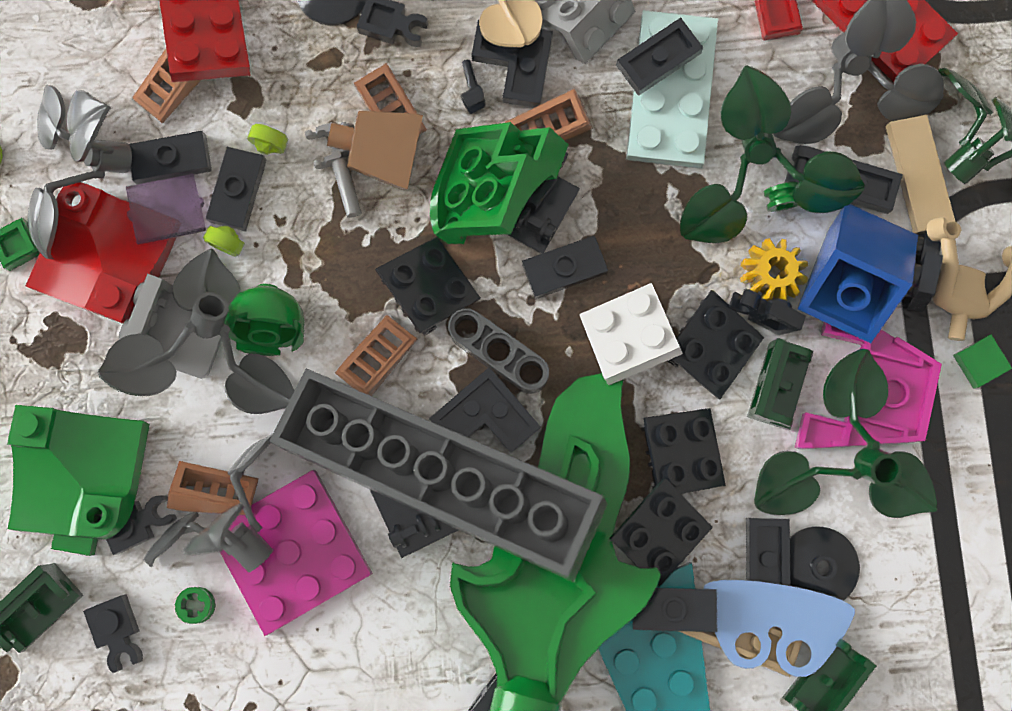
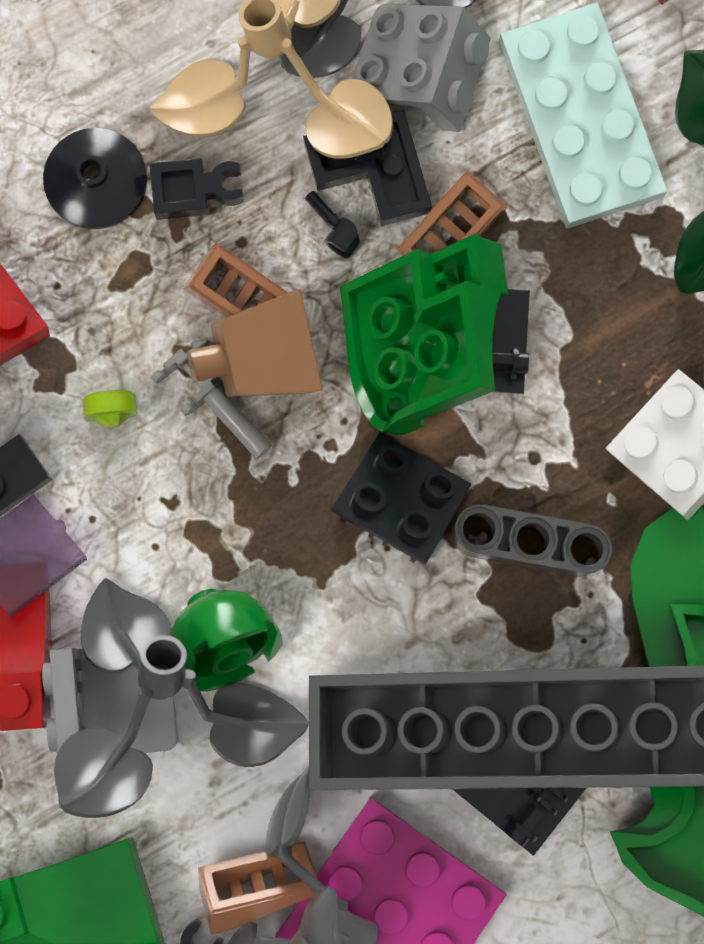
camera: 30 degrees left, 0 degrees up
(224, 239) = (117, 560): lime tile -> none
(236, 188) = (97, 488): black plate -> none
(366, 347) = (370, 661): nougat slope -> none
(488, 403) = (552, 611): black plate -> none
(564, 267) = (557, 397): black plate -> none
(659, 56) = (554, 83): black plate -> none

